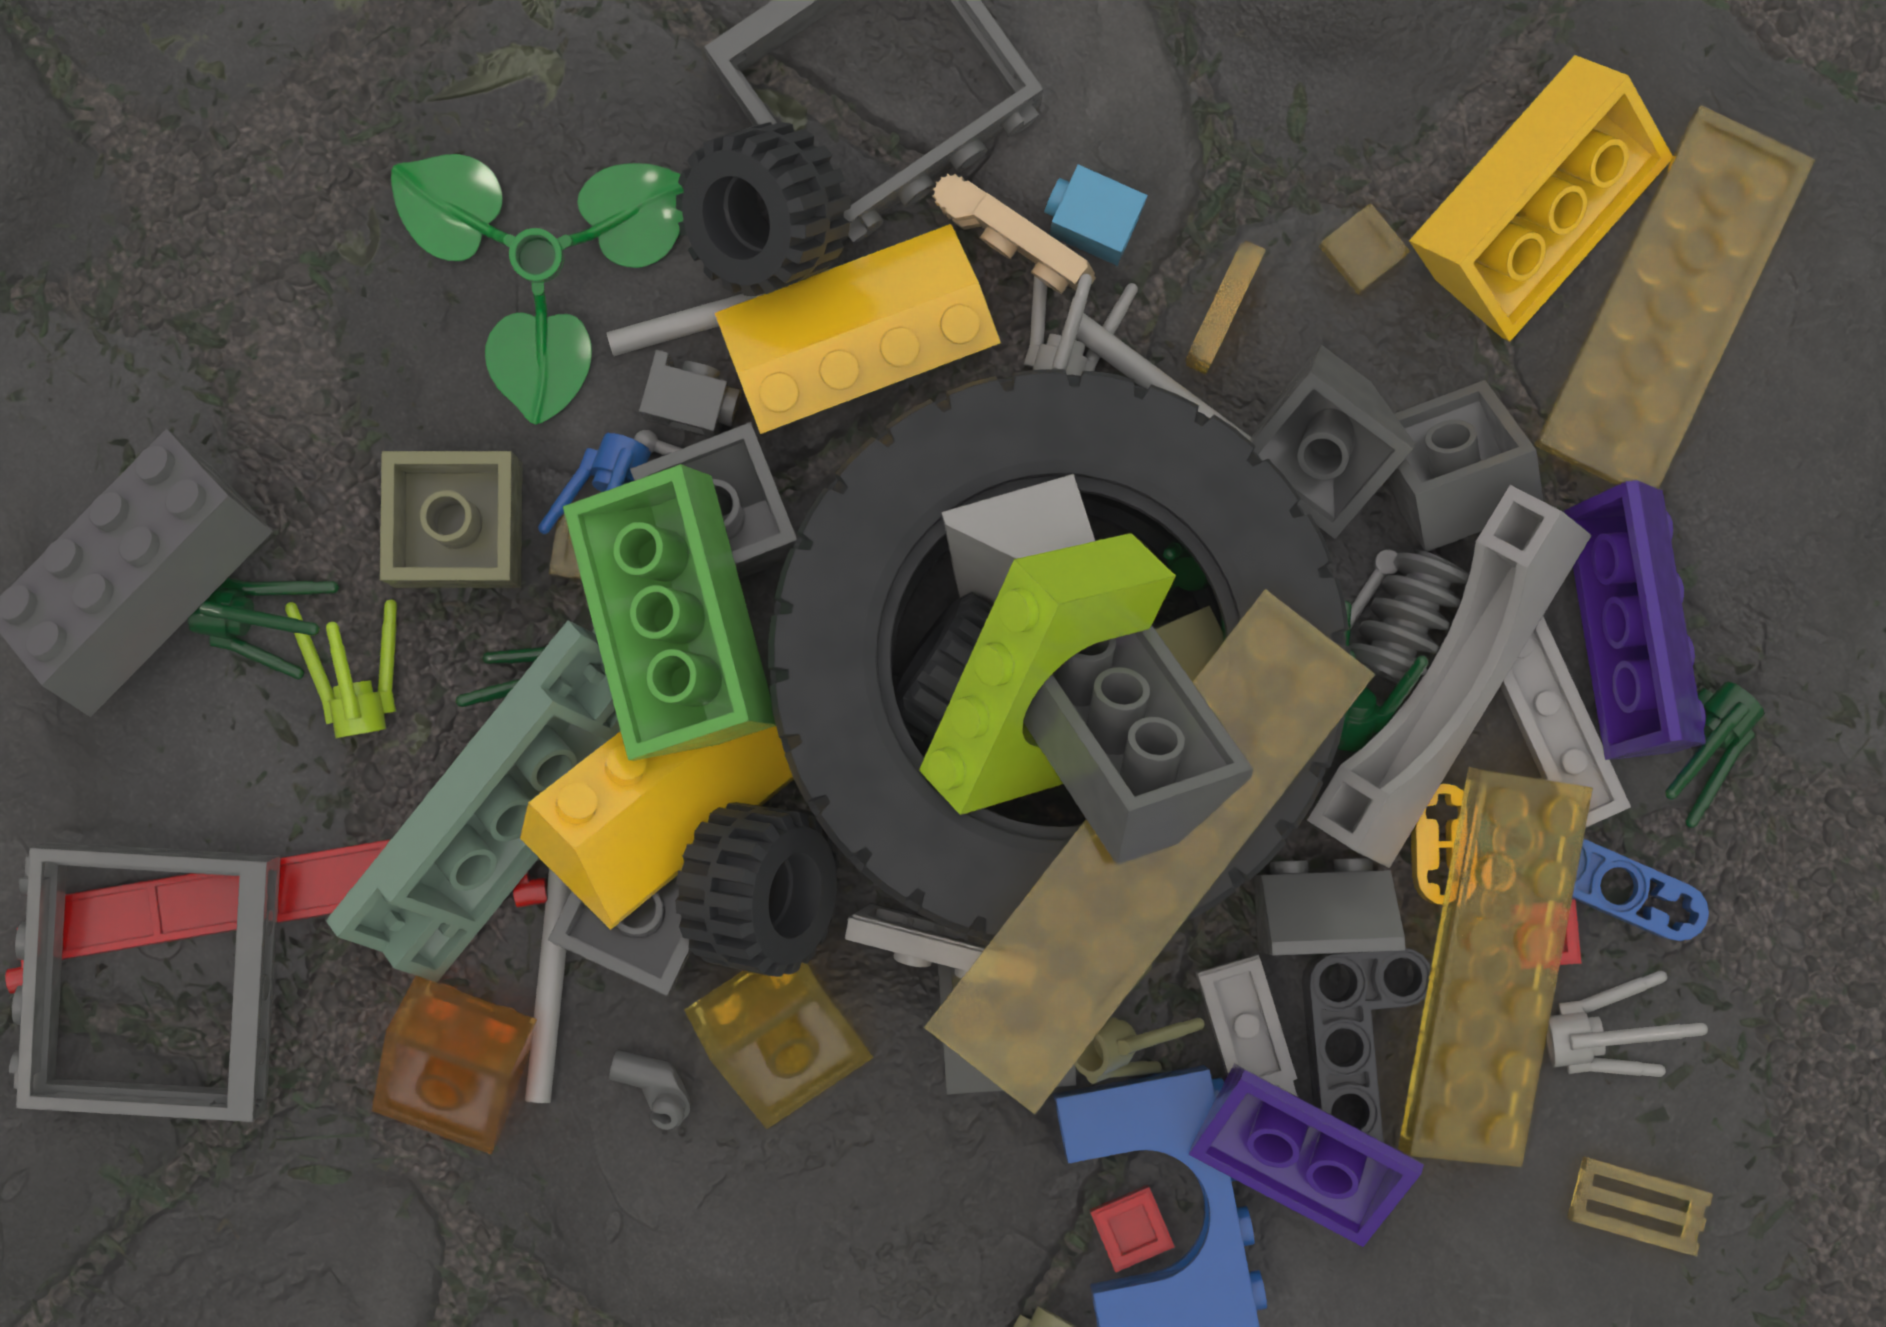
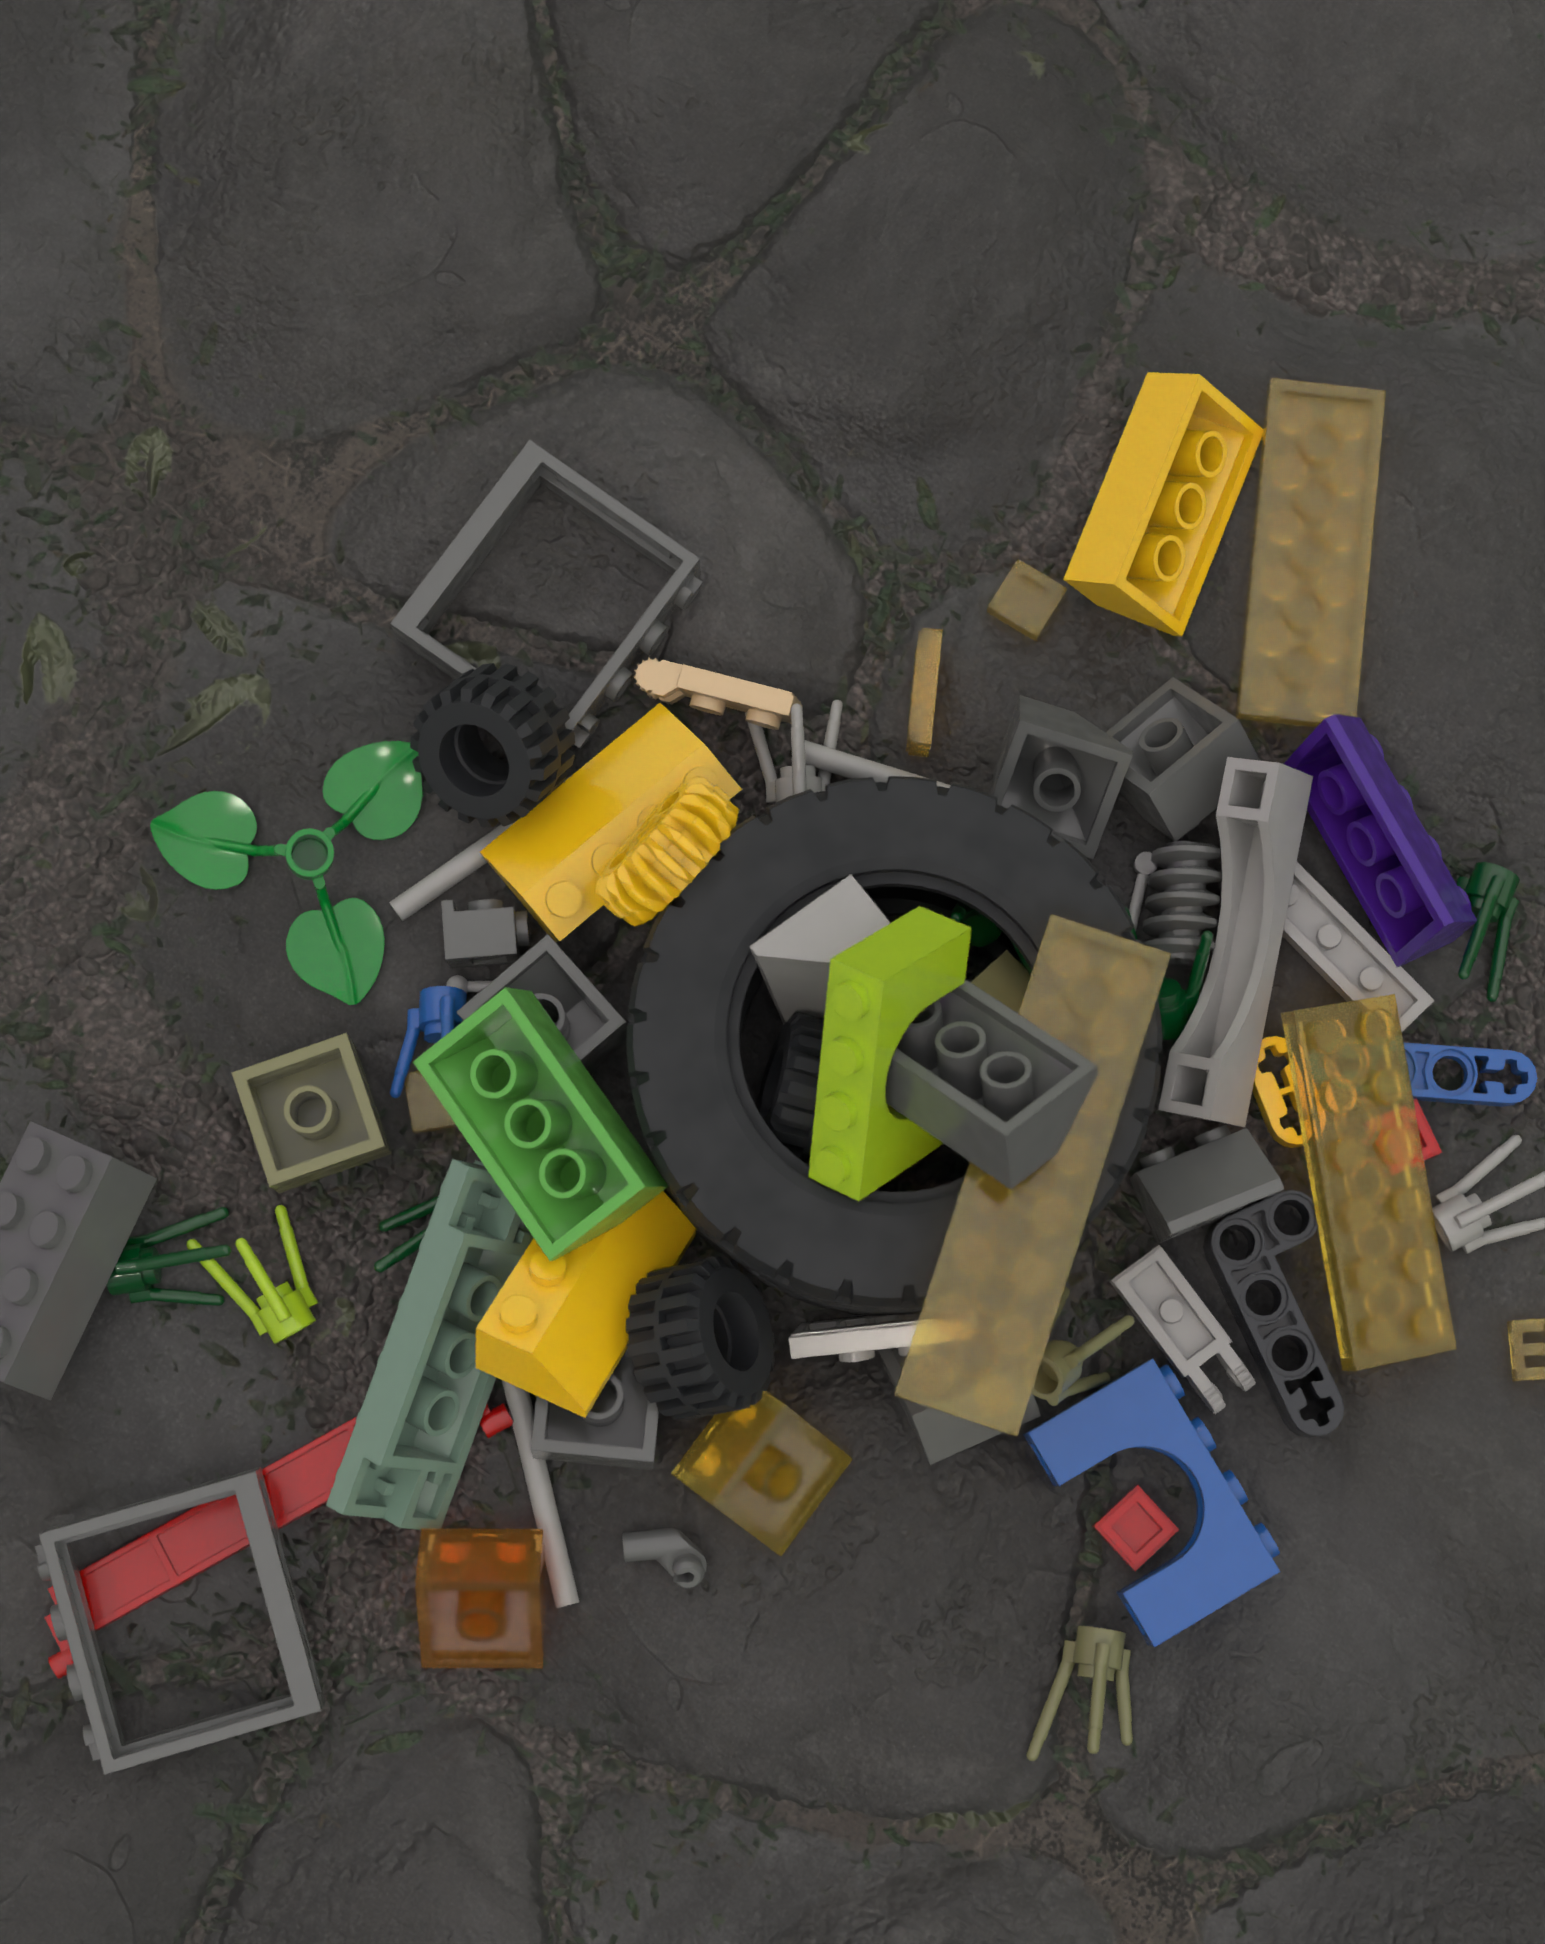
camera: 20 degrees left, 5 degrees down
(896, 381) = (667, 851): none -> yellow gear
(1094, 213) = (782, 650): dark azure brick -> none
(1303, 1156) = (1262, 1402): dark purple slope -> none

